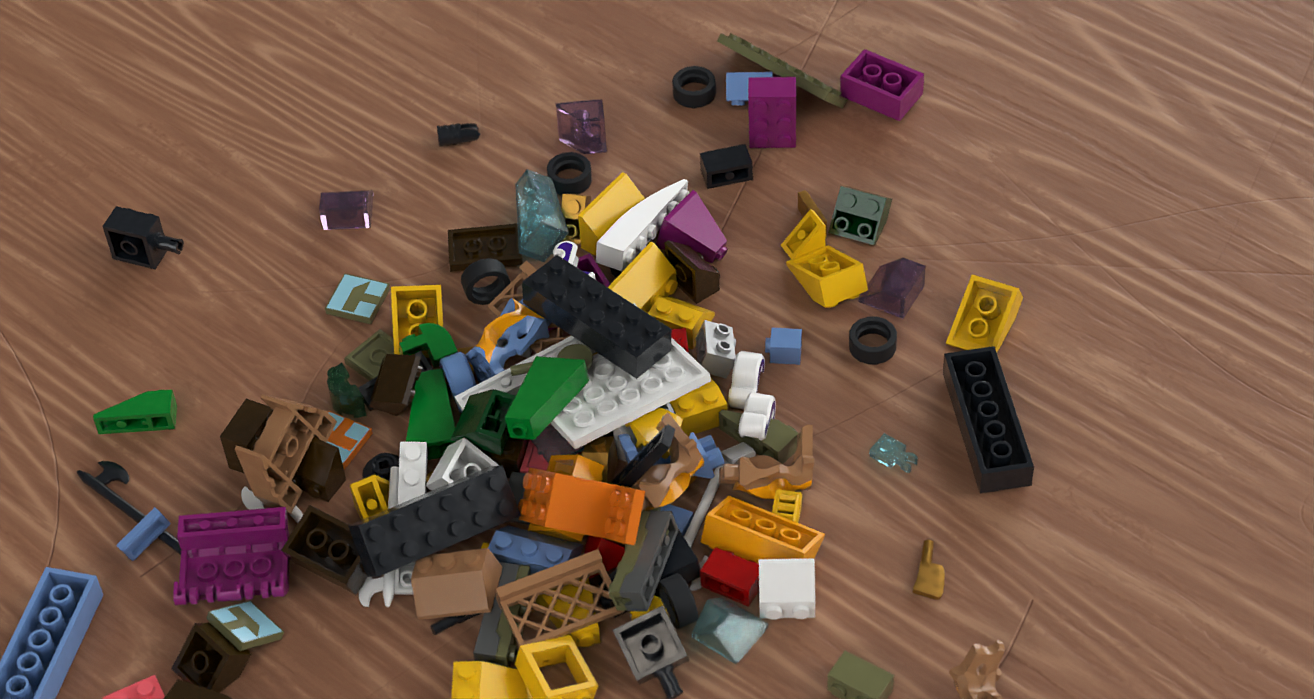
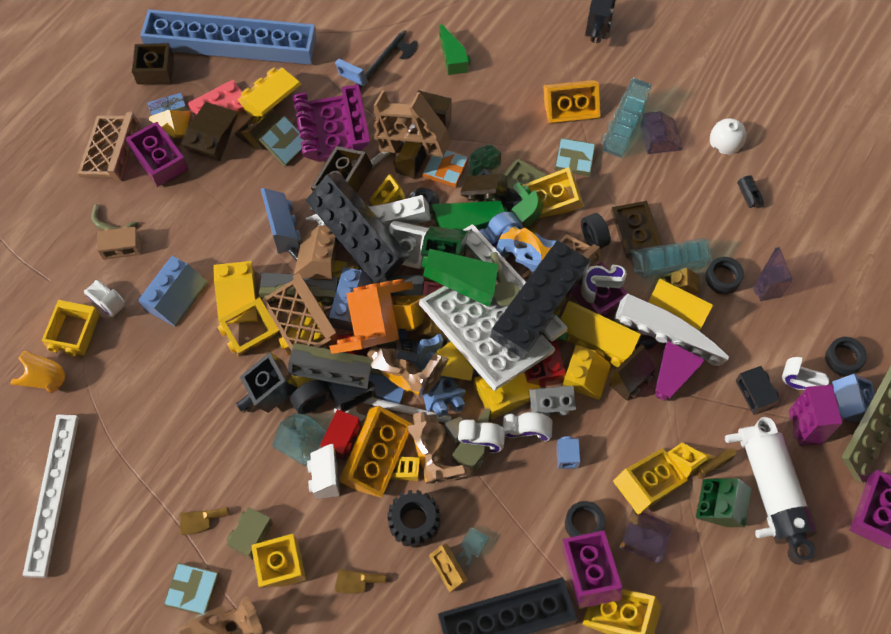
camera: 80 degrees right, 15 degrees up
(155, 636) = (268, 92): none -> yellow slope
(268, 288) = (572, 101): none -> light orange slope
(316, 232) = (626, 117): none -> clear light blue wedge
(368, 142) = (728, 136): none -> white cylinder
(388, 635) = (281, 220): none -> medium blue slope
(715, 125) = (801, 377): none -> white animal
(851, 161) = (779, 488): none -> white piece
(856, 484) = (408, 502): none -> black tyre
(903, 639) = (278, 562): none -> yellow slope
(920, 474) = (448, 567): none -> pearl gold plate
(932, 329) = (592, 569): none -> magenta brick

